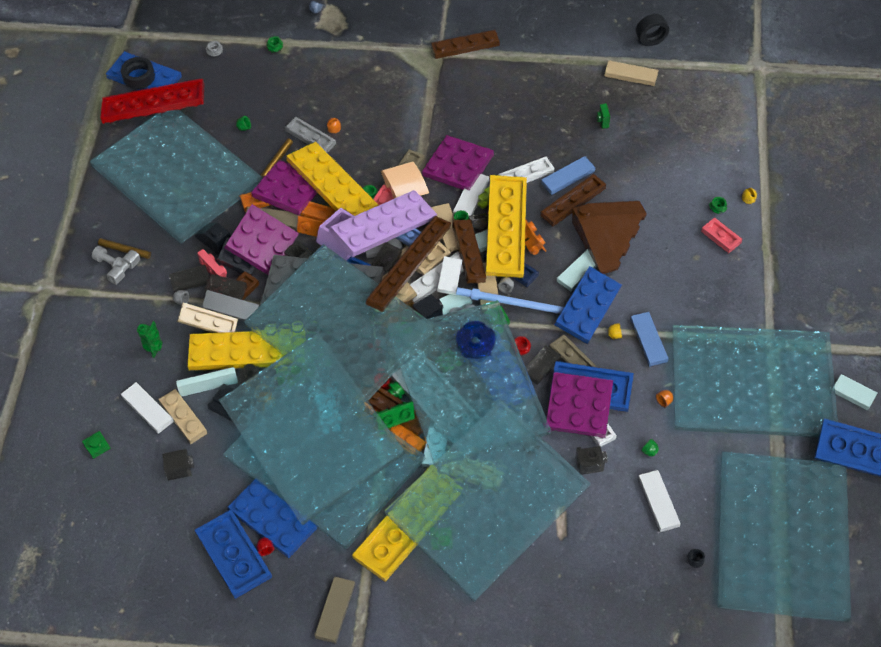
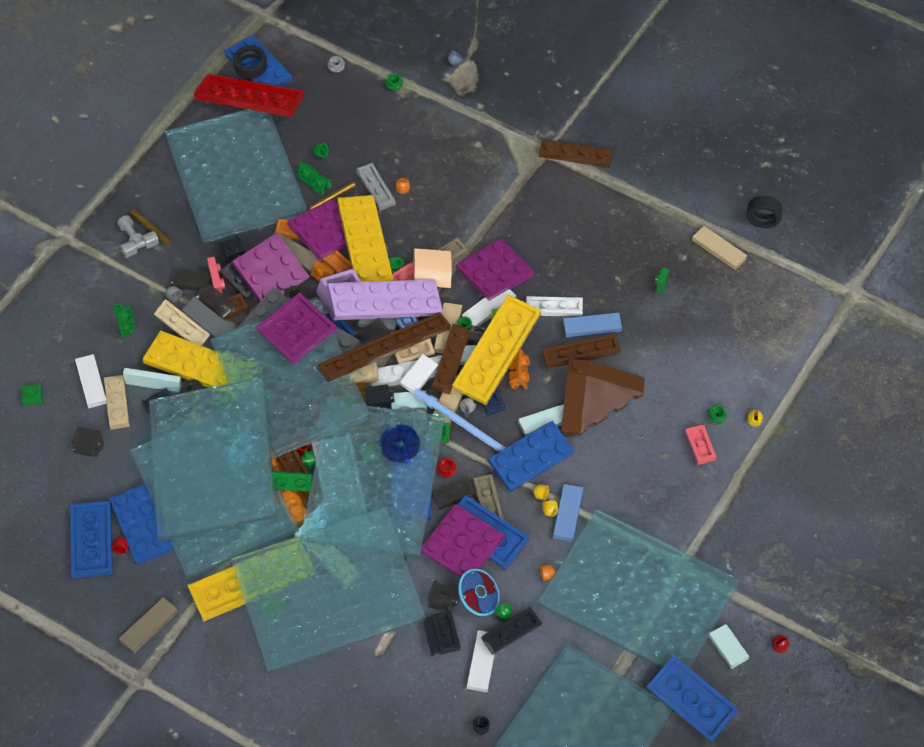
camera: 25 degrees right, 0 degrees up
(250, 149) = (312, 178): none -> green hinge
(324, 278) = (296, 328): none -> magenta plate
(609, 492) = (441, 633): none -> black plate
(620, 441) = (478, 592): none -> shield
(633, 341) = (550, 508): none -> yellow hinge
(669, 462) = (511, 630): none -> black plate

